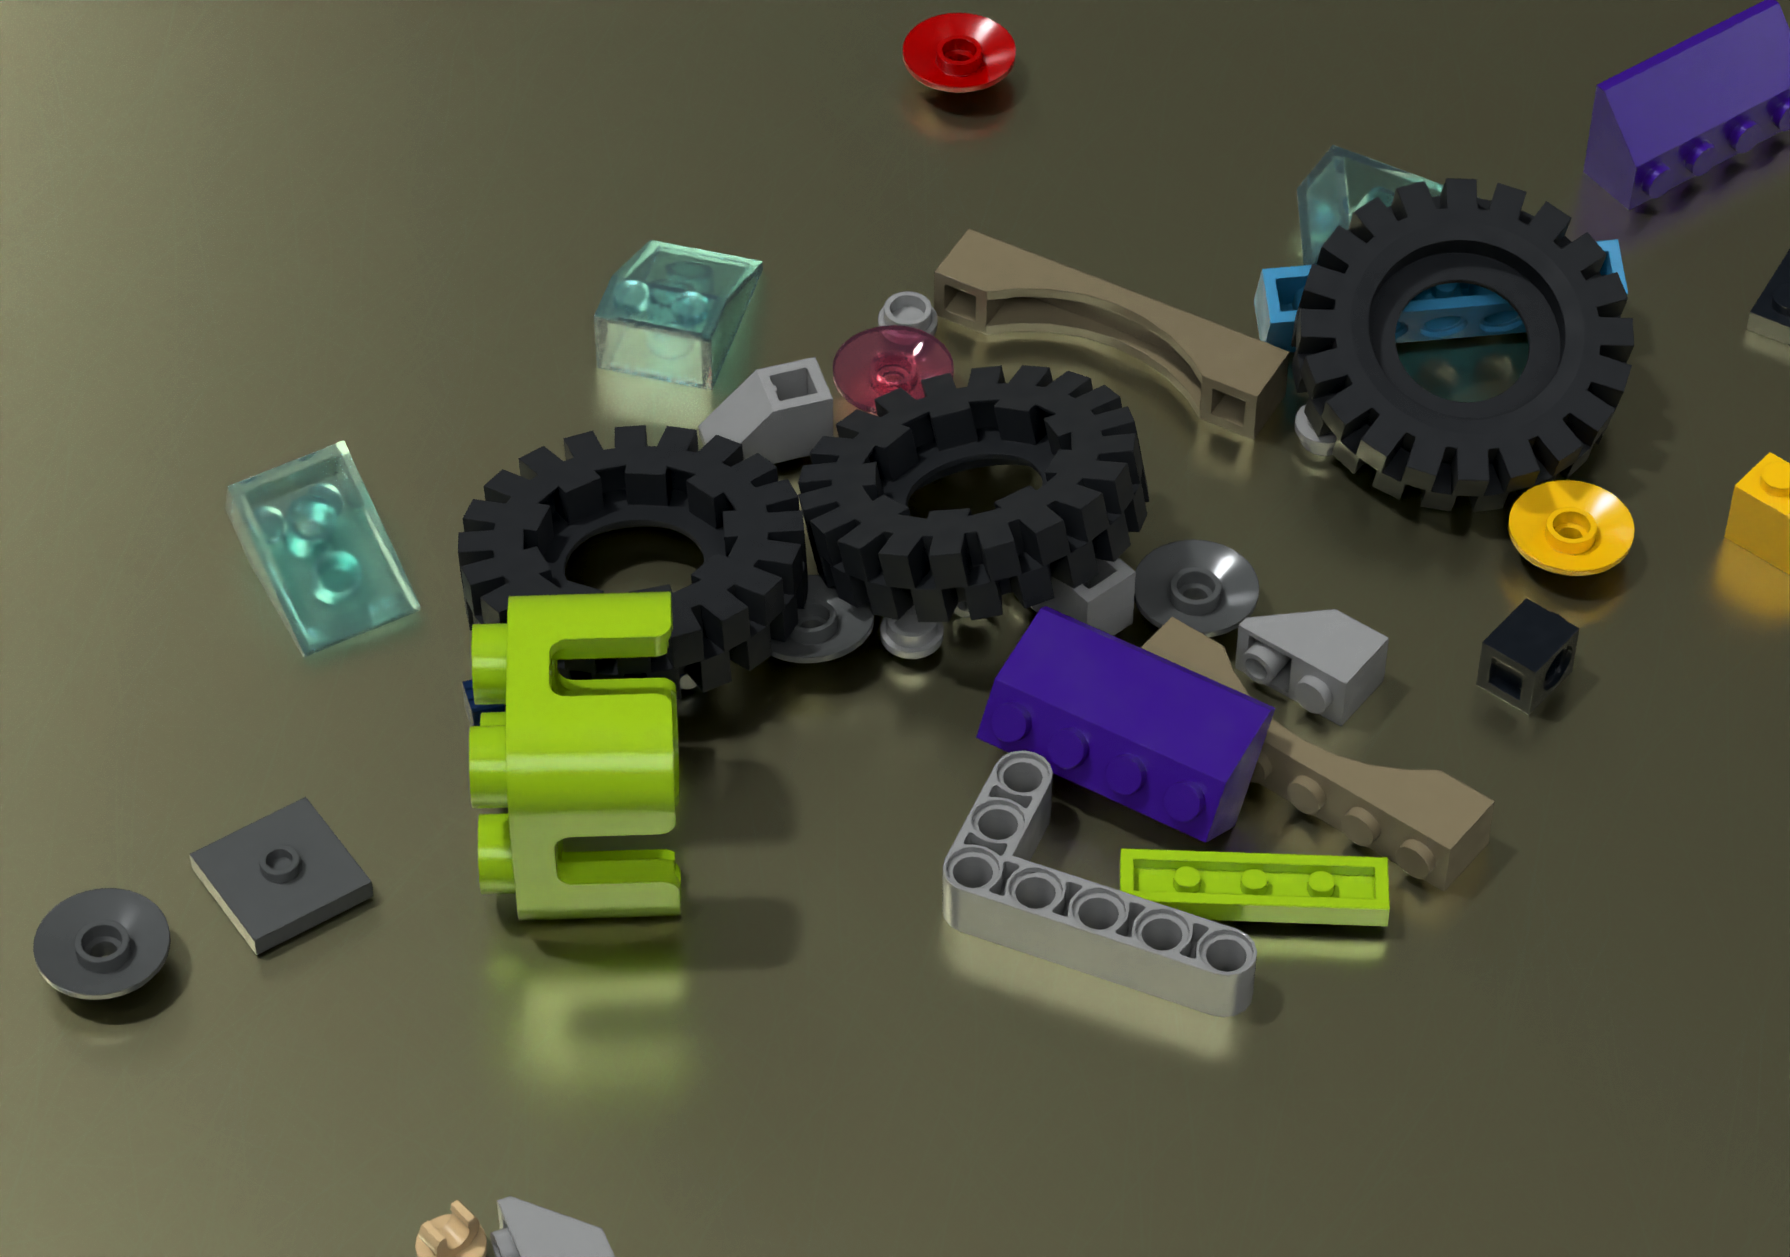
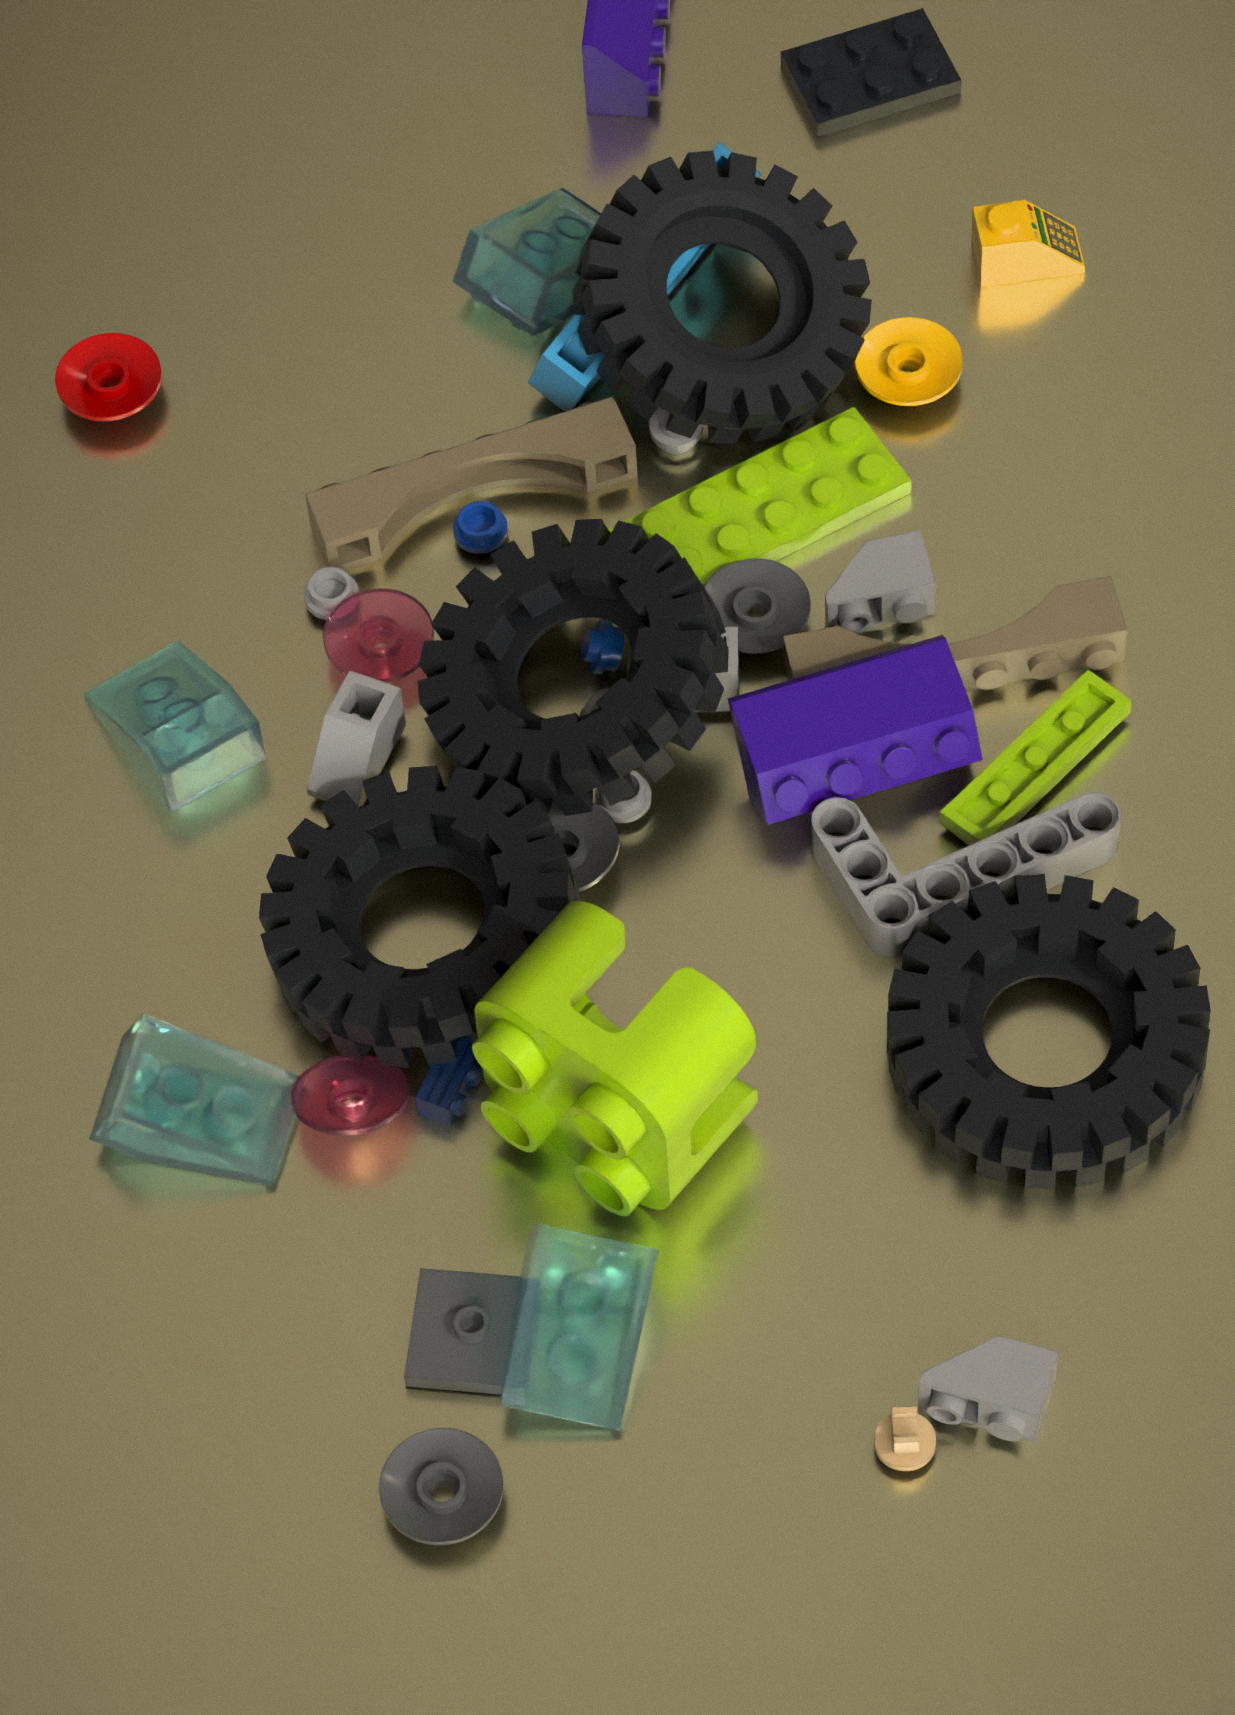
camera: 45 degrees left, 10 degrees up
(342, 928) = (577, 1325): none -> clear light blue slope
(419, 638) = (349, 1095): none -> clear pink dish
(1054, 1159) = (1127, 964): none -> black tyre
(1081, 358) = (480, 527): none -> blue plate
(1311, 534) = (781, 497): none -> lime plate
(1527, 656) = (992, 467): black brick -> none

